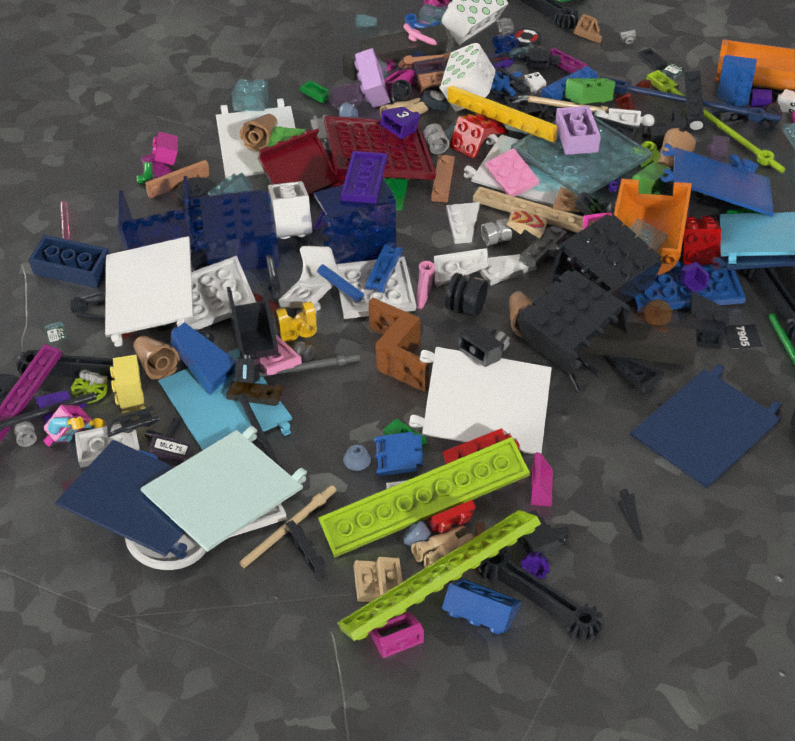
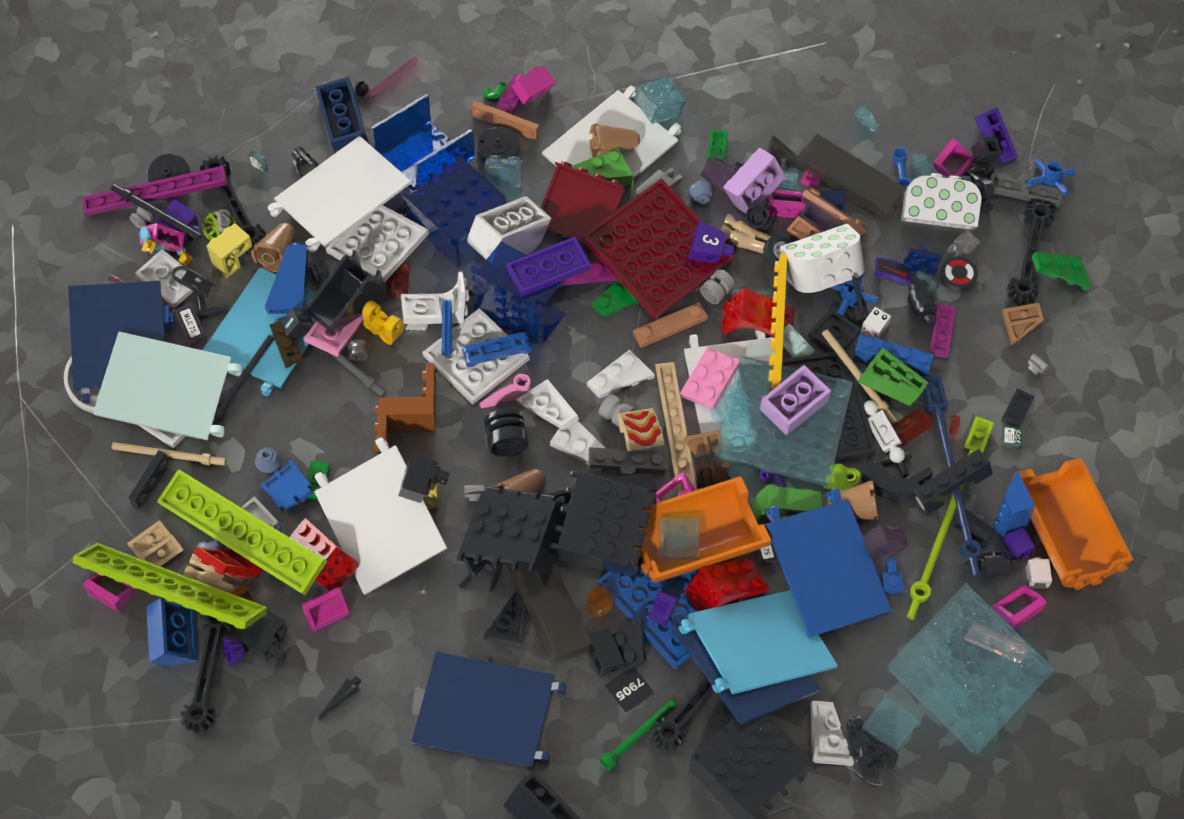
camera: 55 degrees right, 15 degrees up
(273, 282) = (426, 276): black piece -> none
(415, 34) = (858, 175): bright pink piece -> none

